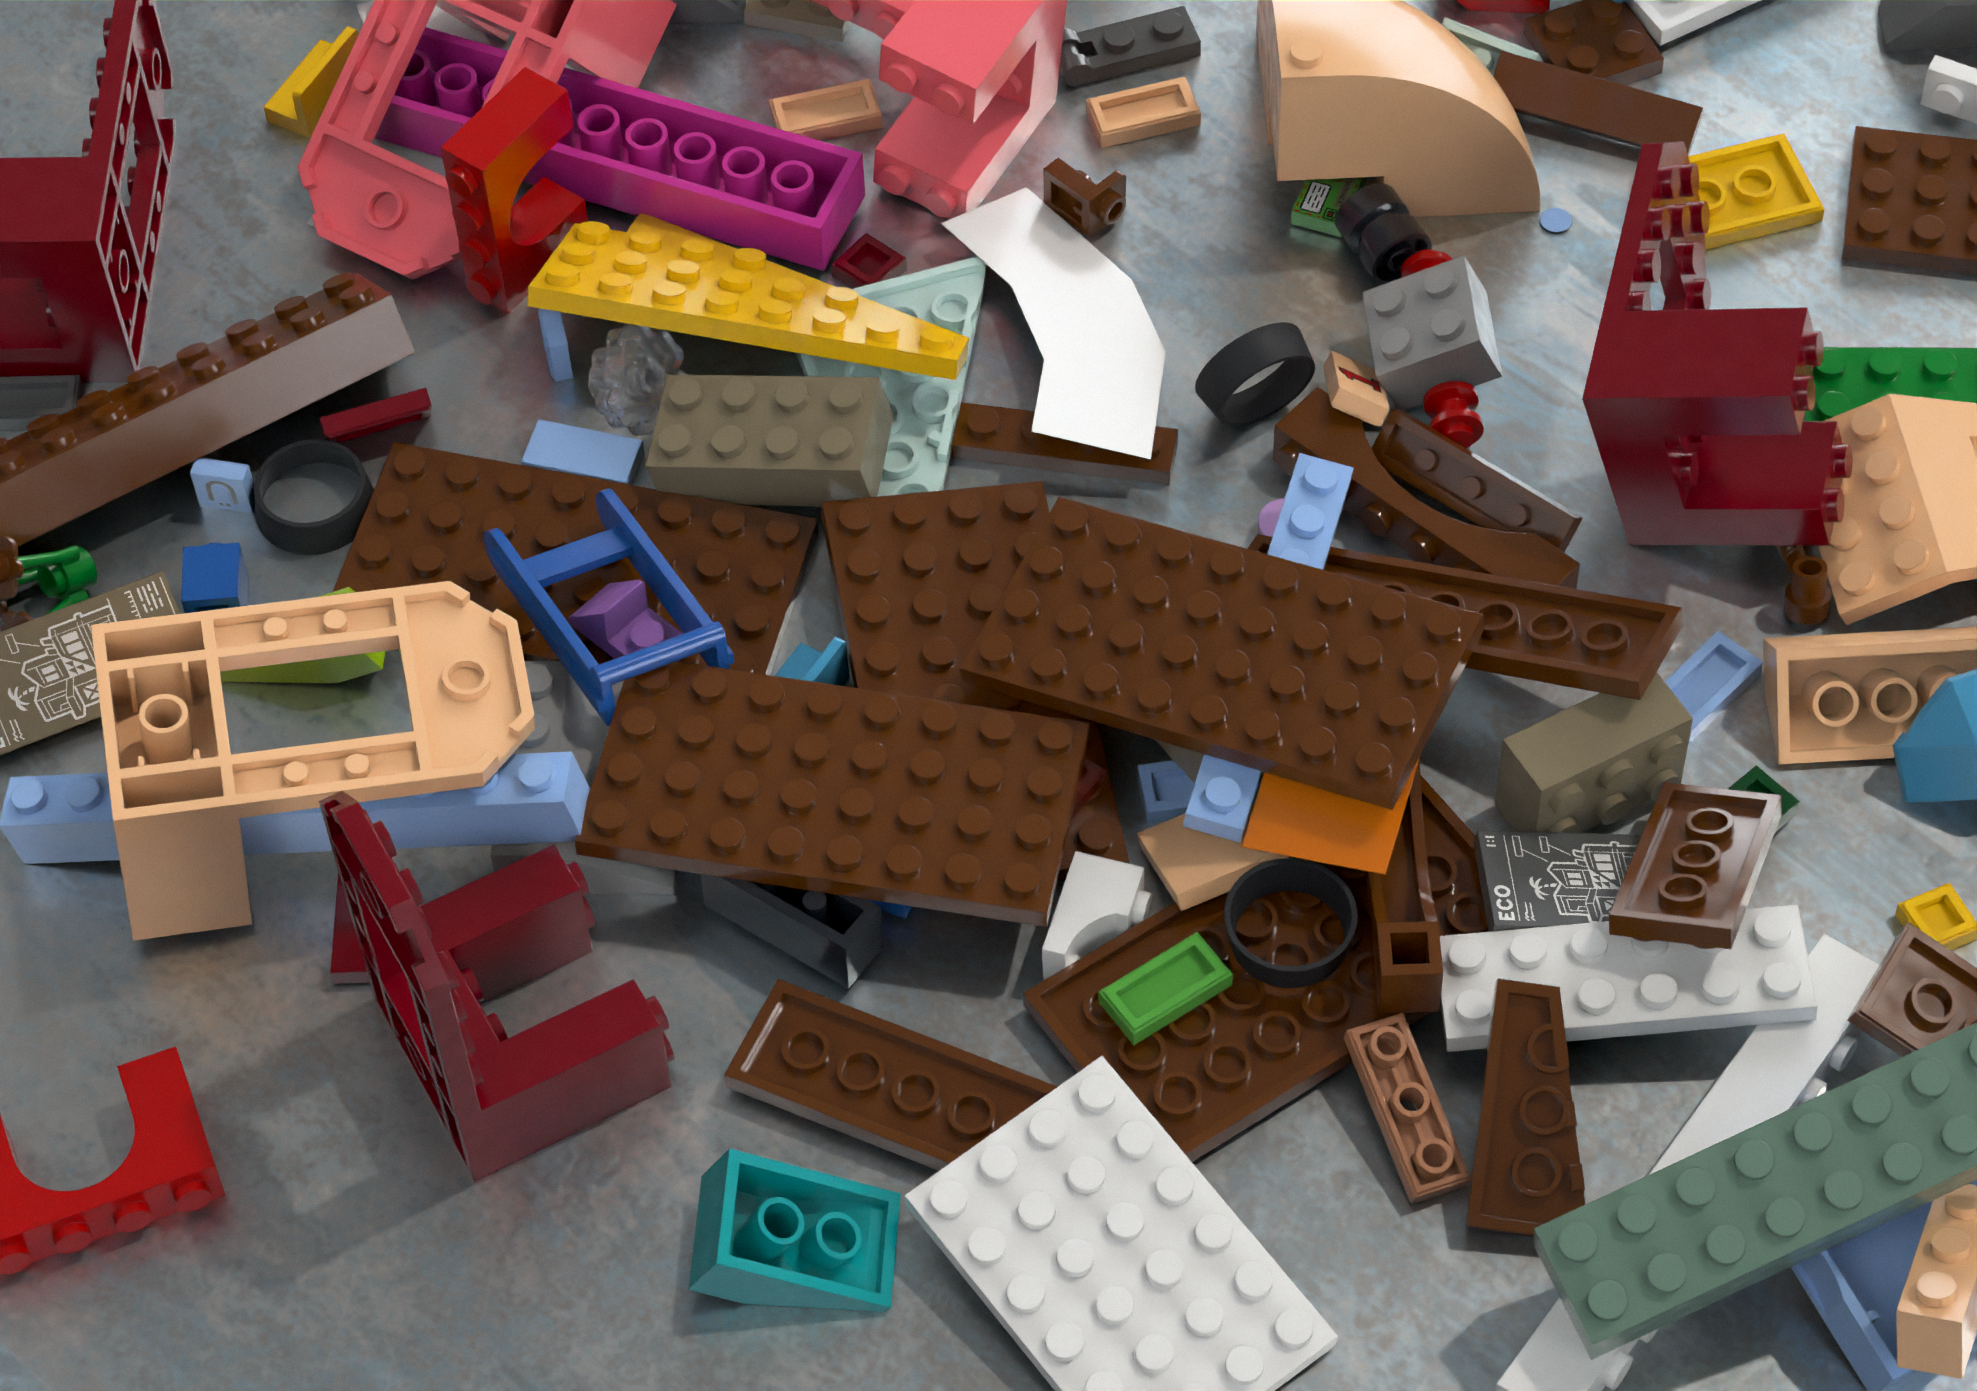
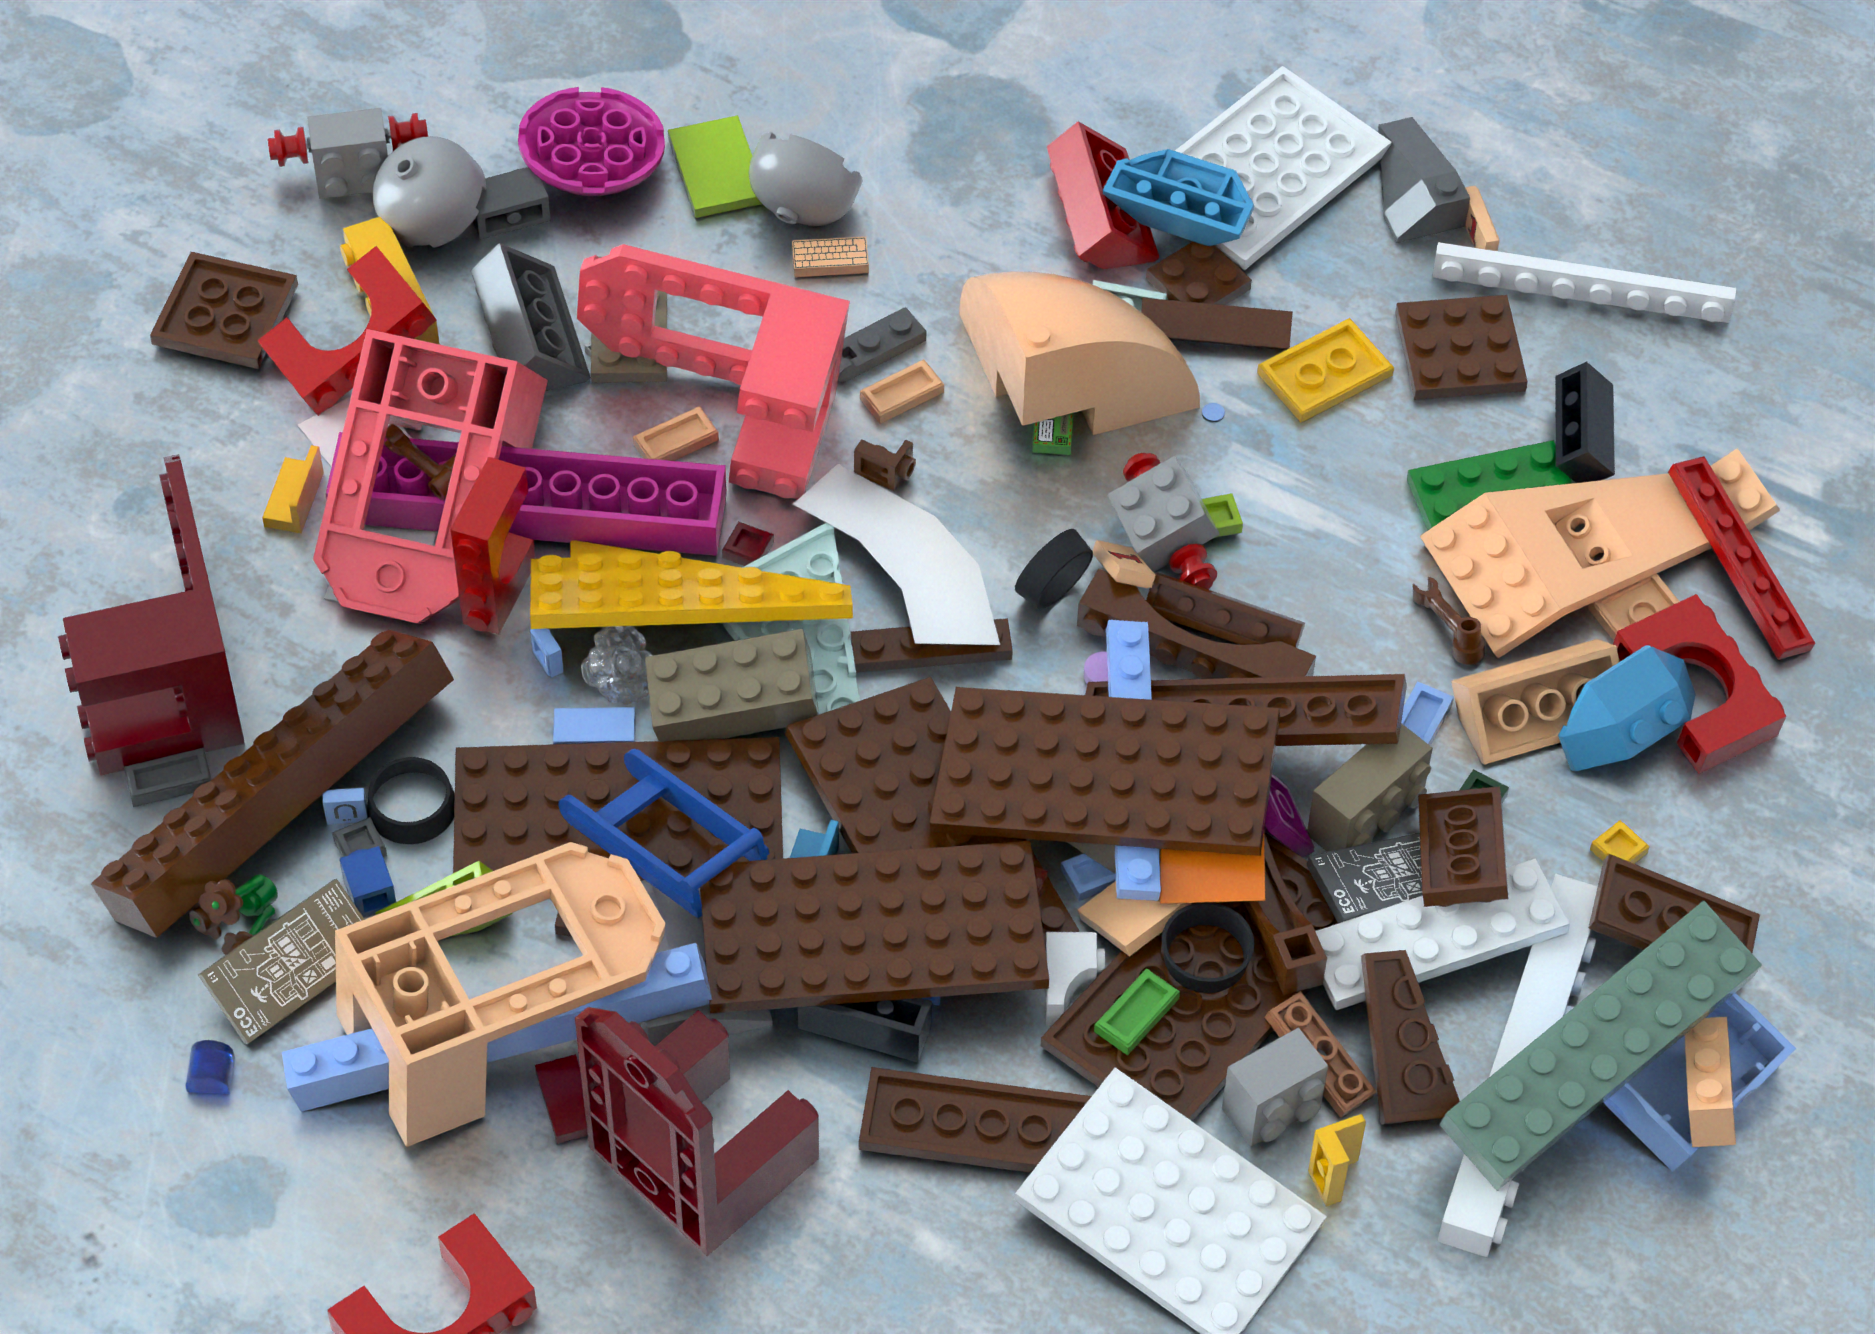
camera: 20 degrees left, 0 degrees up
(231, 527) = (358, 836): none -> dark grey tile
(376, 416) = (437, 732): dark red tile -> none
(453, 46) = (440, 474): none -> reddish brown brick
(621, 620) = (677, 844): medium lavender slope -> none
(793, 1237) = (943, 1239): teal slope -> none
(1320, 1137) = (1275, 1087): none -> light grey brick
(1374, 1244) = (1332, 1153): none -> yellow panel
(1380, 230) = (1099, 443): black wheel -> none
(1460, 767) = (1285, 820): none -> magenta tile
(1519, 354) = (1224, 514): none -> lime plate
(1701, 402) = (1376, 534): dark red bracket -> none

